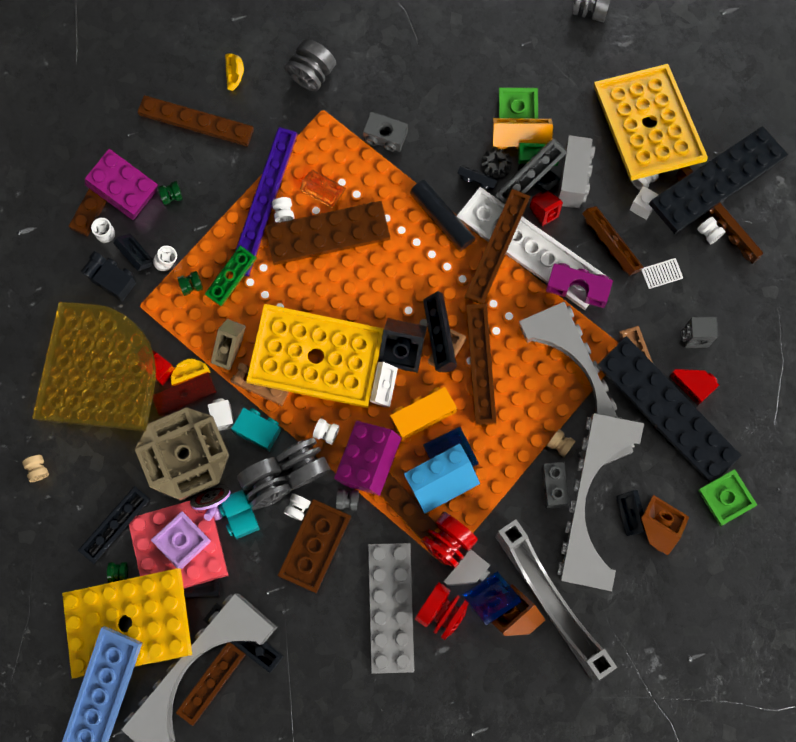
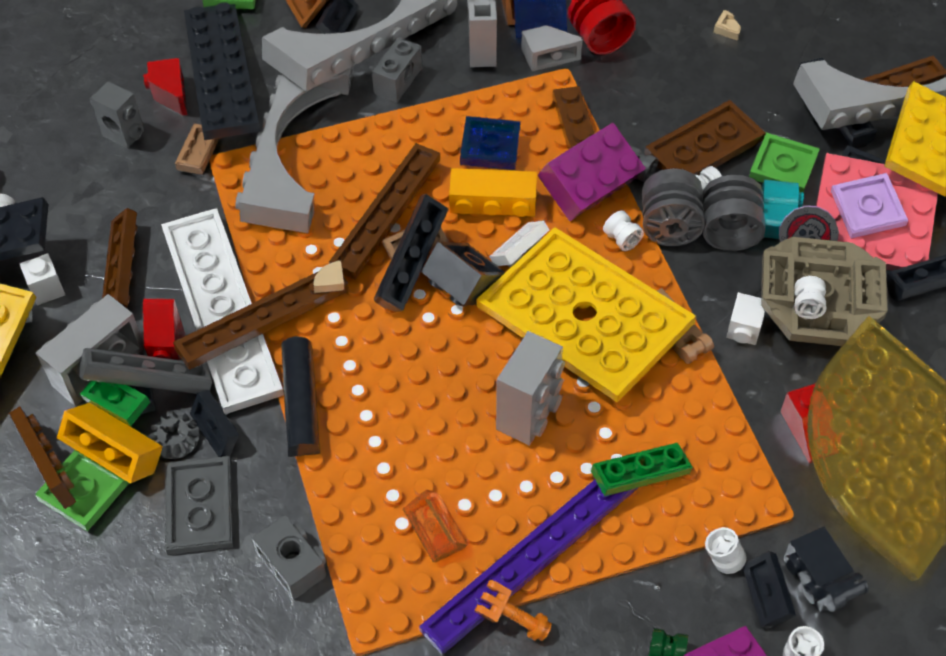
camera: 150 degrees left, 20 degrees down
(184, 431) = (810, 297): none -> white wheel
(185, 285) = (706, 490): dark green wheel -> none
(188, 370) = (761, 394): yellow plate -> none
(196, 389) = (779, 368): clear red tile -> none
(227, 343) = (691, 386): dark tan slope -> none
(254, 558) = (784, 161): none -> bright green plate
(256, 429) = (708, 282): teal brick -> none
(264, 163) = (537, 626): none -> orange hinge
(283, 209) = (512, 520): white wheel -> none
(310, 271) = (529, 388): none -> light grey brick
(327, 232) = (469, 461): reddish brown plate -> none
(355, 678) = (727, 26): none -> tan tile
(391, 608) = (651, 62): light grey plate -> none
(442, 478) = (519, 119): dark azure slope -> none
(449, 540) = (551, 60): red wheel -> none
(454, 136) = (198, 505): none -> dark grey tile
(475, 288) = (329, 278): none -> tan tile
(548, 102) = (47, 463): none -> reddish brown plate
(561, 443) = (358, 102): tan wheel -> none
(596, 286) = (215, 238): magenta arch -> none
(662, 273) = (95, 209): white sticker -> none

